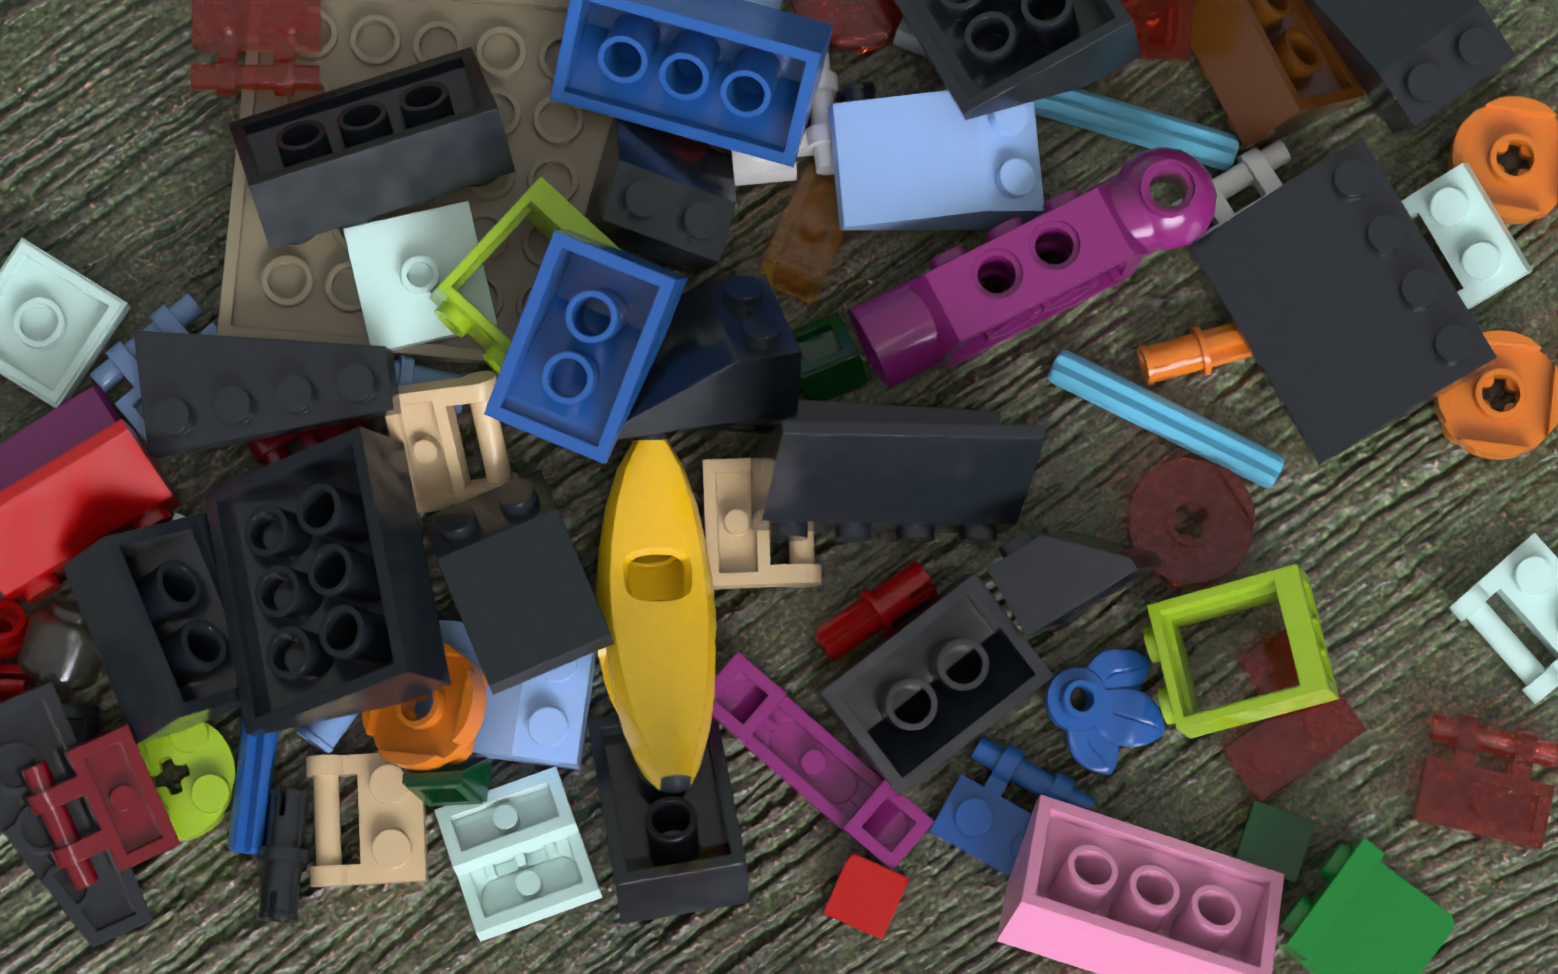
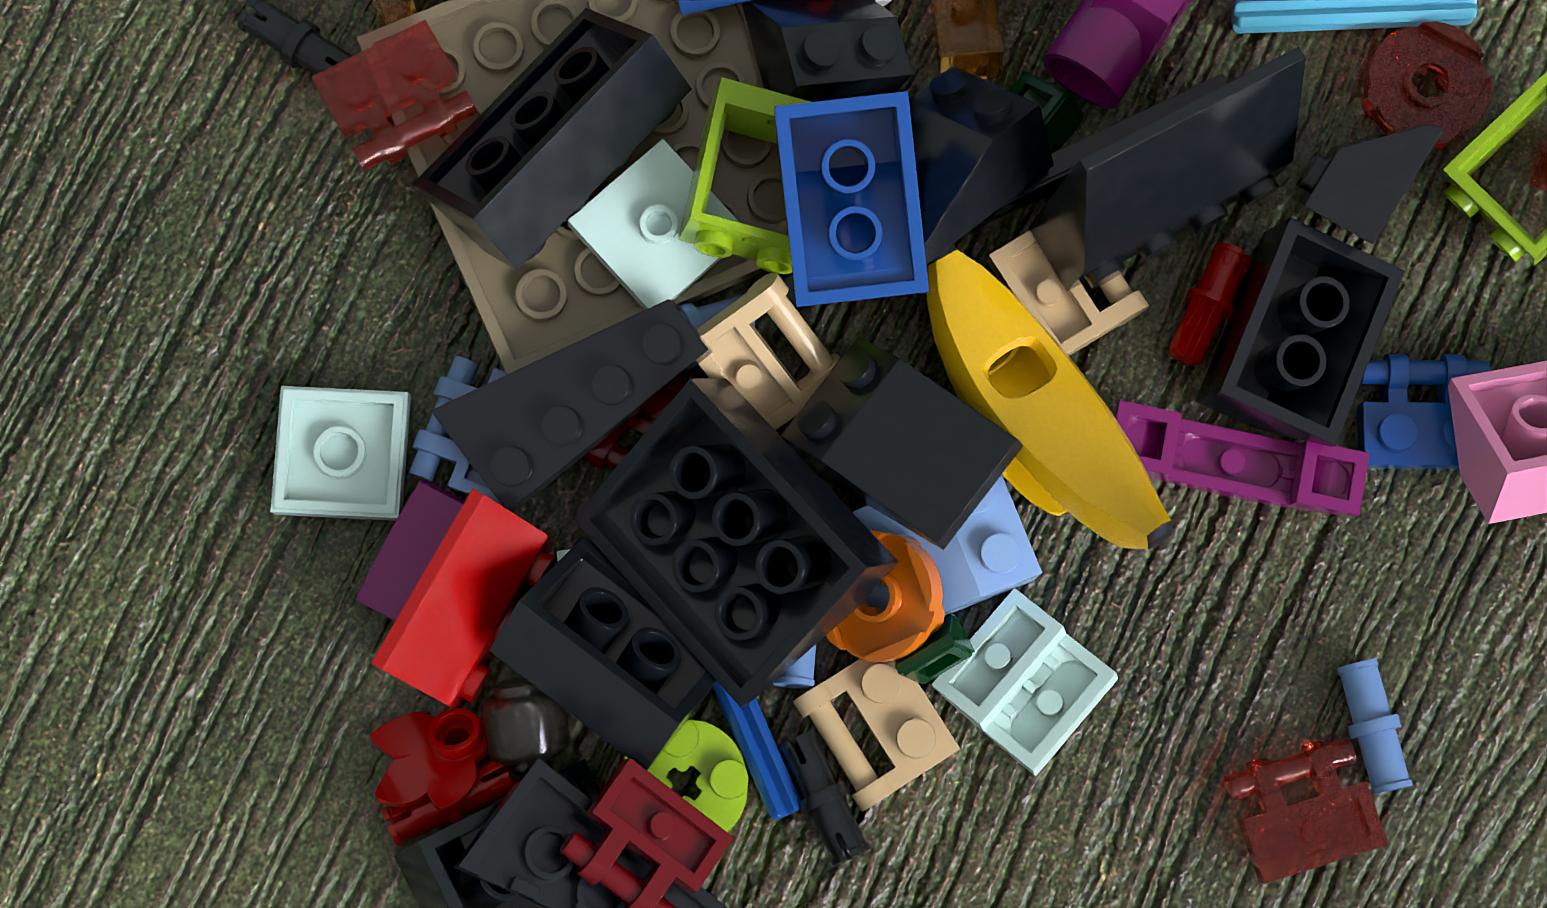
camera: 30 degrees left, 0 degrees up
(666, 847) = (1145, 604): black slope -> none
(866, 895) = (1343, 549): red slope -> none
(1113, 711) = (1454, 281): blue plate -> none

